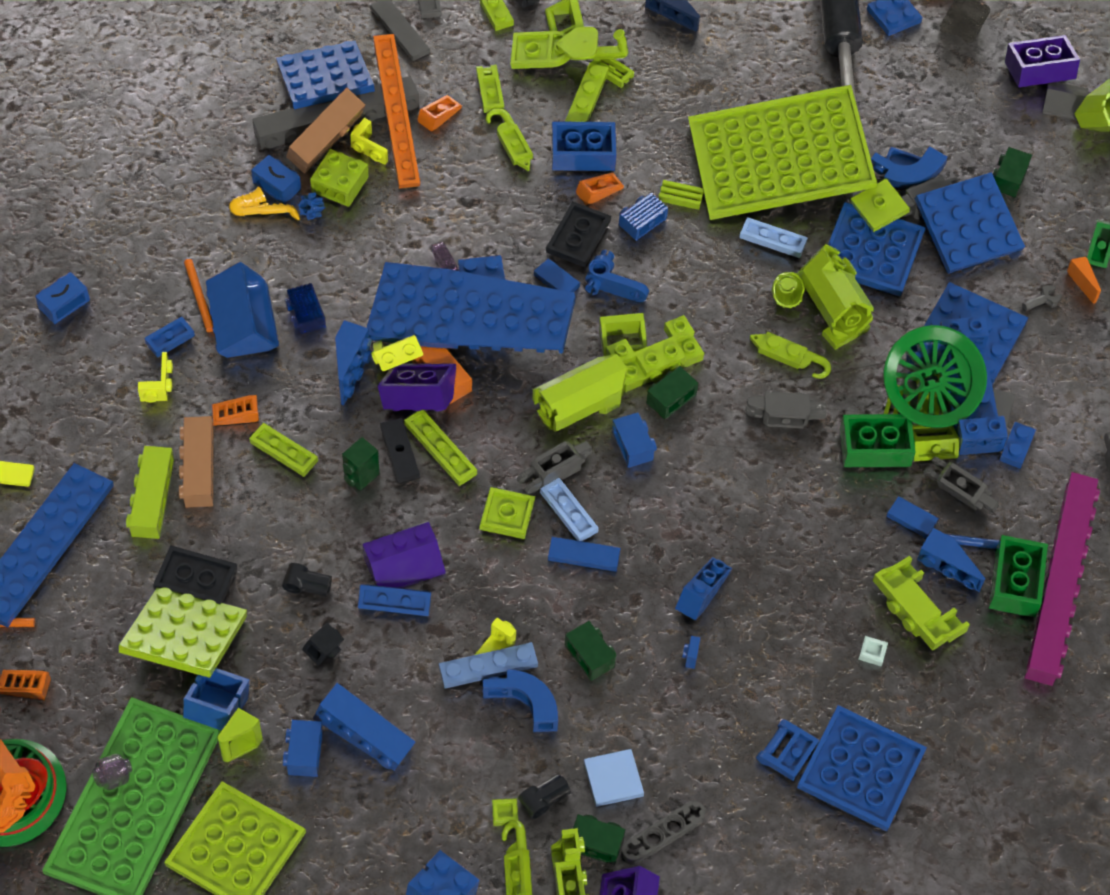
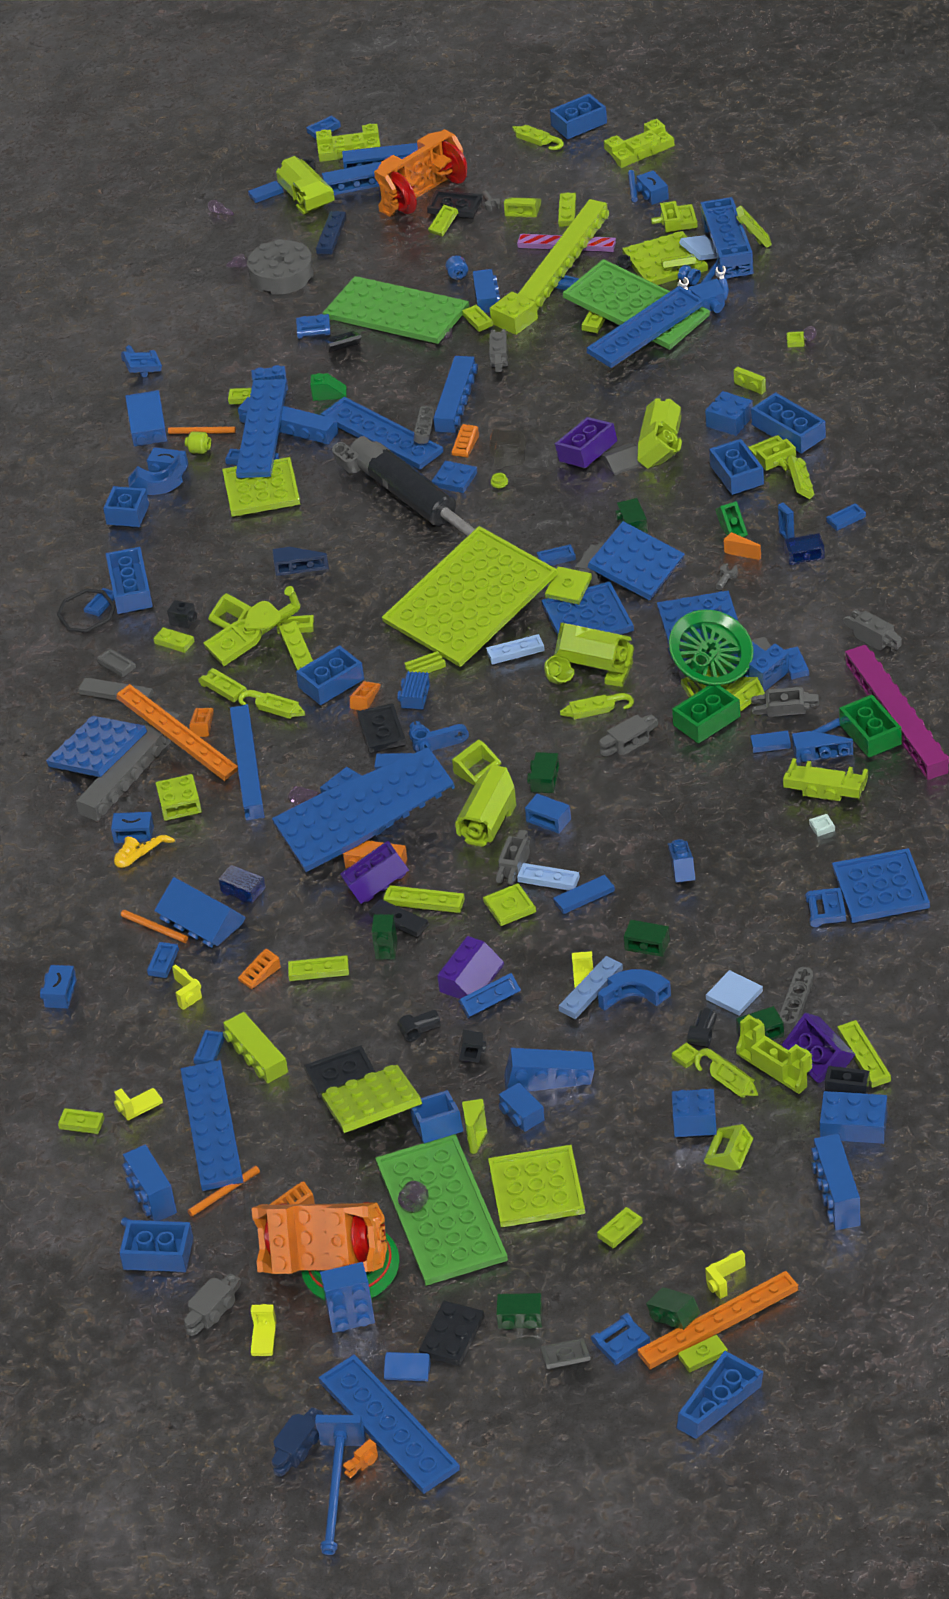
camera: 30 degrees left, 15 degrees down
(118, 460) = (209, 1047): none -> blue tile
(197, 461) = (267, 1011): medium nougat brick -> none
(311, 206) = (178, 820): blue gear -> none
(325, 130) = (142, 771): medium nougat brick -> none
(352, 354) = (308, 887): blue slope -> none
(361, 144) = (174, 769): neon yellow bracket -> none
(396, 353) = (337, 864): neon yellow bracket -> none
(431, 184) = (247, 762): none -> blue tile
(658, 359) = (518, 754): lime bracket -> none
(690, 652) = (712, 896): blue plate -> none
(906, 176) = (571, 554): blue arch -> none
(929, 45) = (499, 480): none -> lime plate

